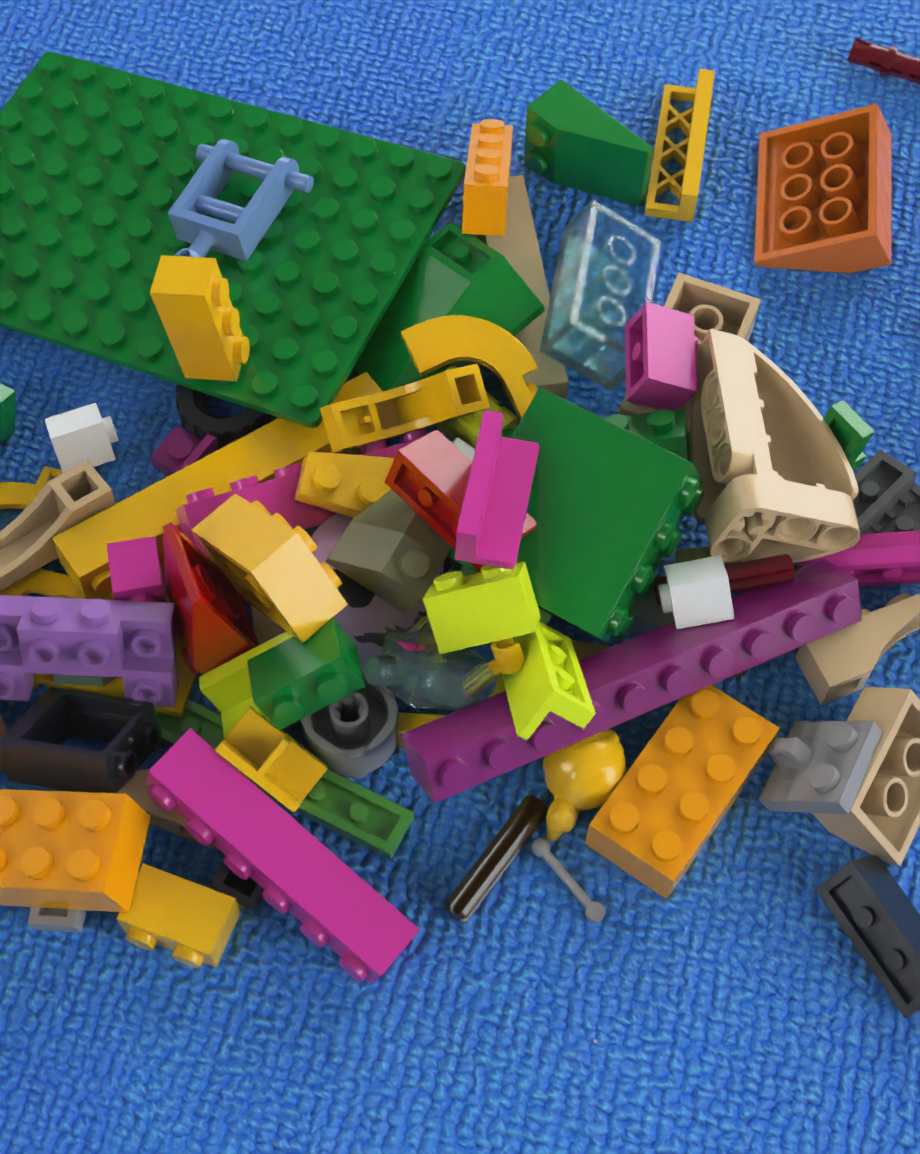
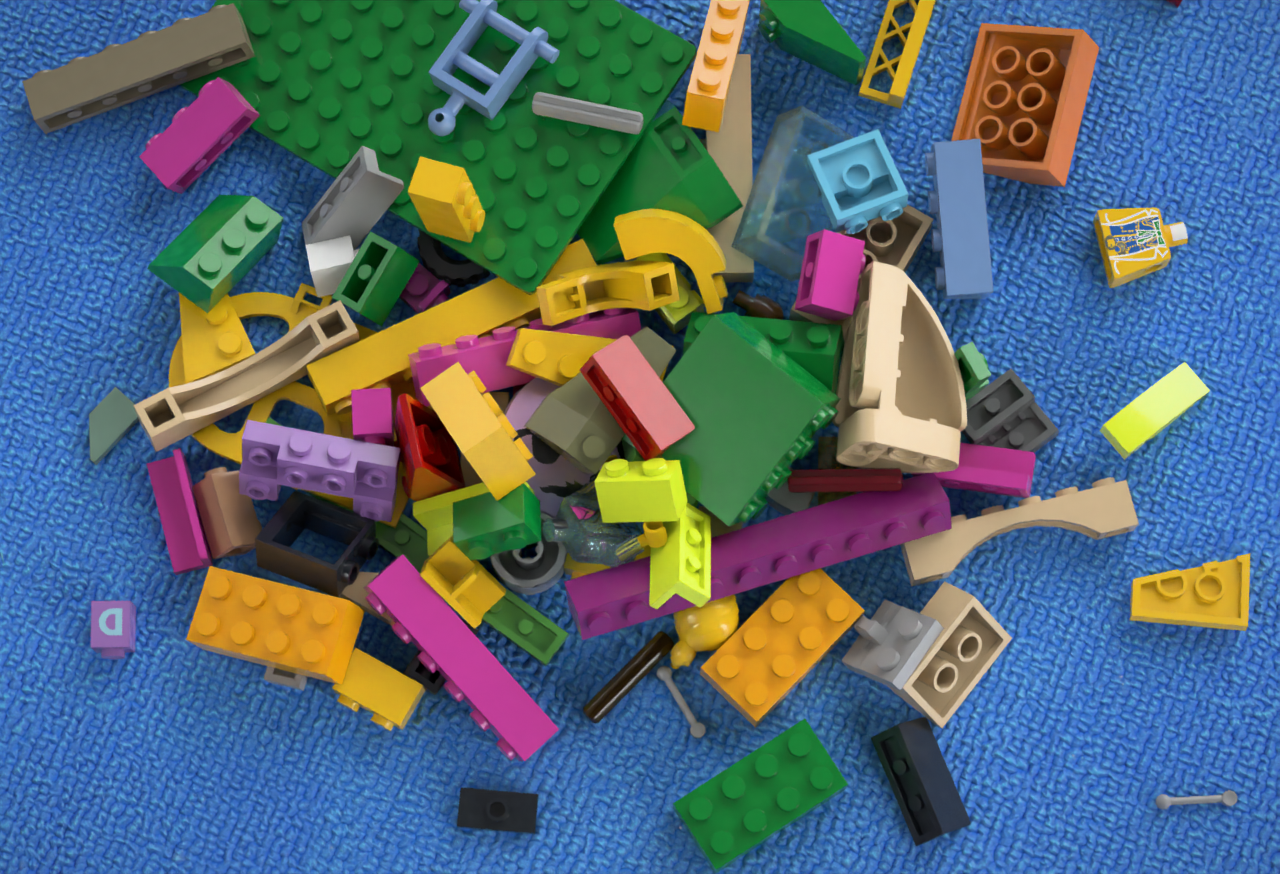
camera: 10 degrees right, 15 degrees up
(97, 361) = (352, 201): none -> light grey panel
(130, 438) = (376, 278): none -> green brick
(352, 1053) = (497, 810): none -> black plate
(353, 232) = (587, 113): none -> light grey axle
(496, 496) = (663, 408): dark pink panel -> none
(673, 262) = (858, 182): none -> medium azure plate
(692, 981) = (760, 795): none -> green brick
(697, 592) = (817, 494): white brick -> none
(795, 293) = (961, 219): none -> medium blue slope

